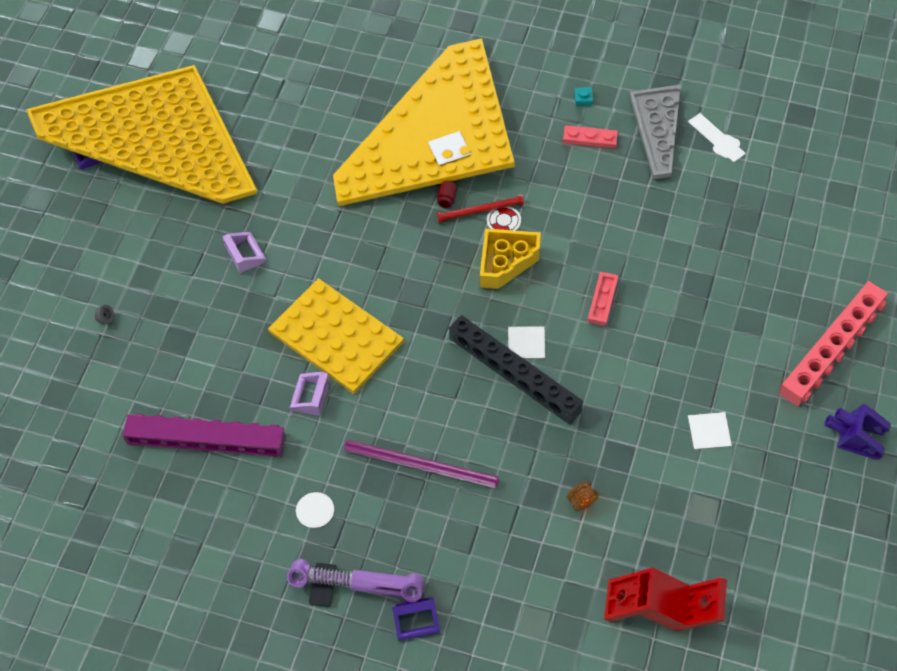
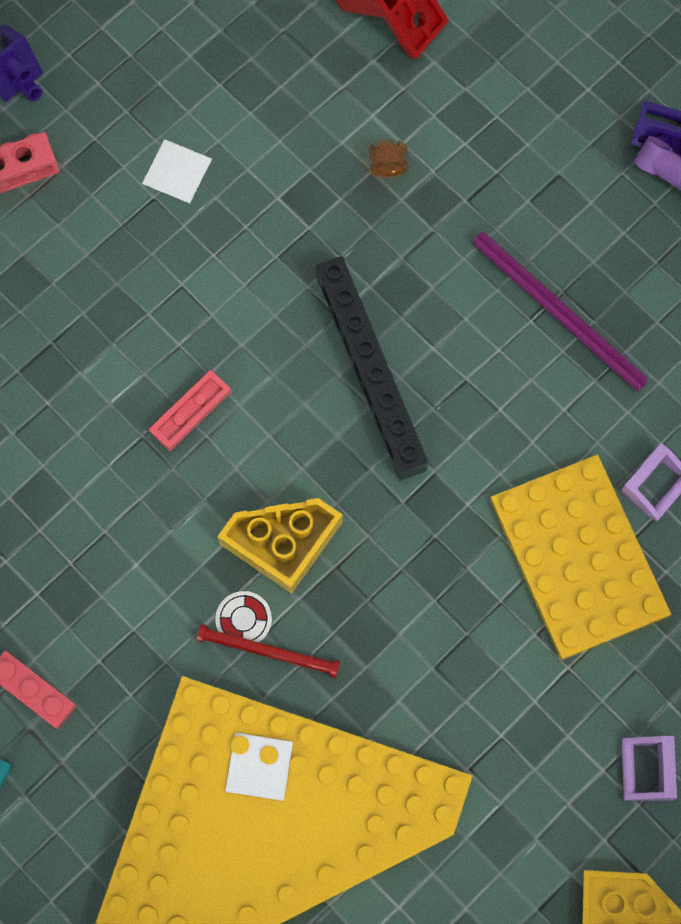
camera: 155 degrees left, 15 degrees up
(447, 194) = (303, 698): dark red brick -> none
(527, 341) = (327, 410): white sticker -> none

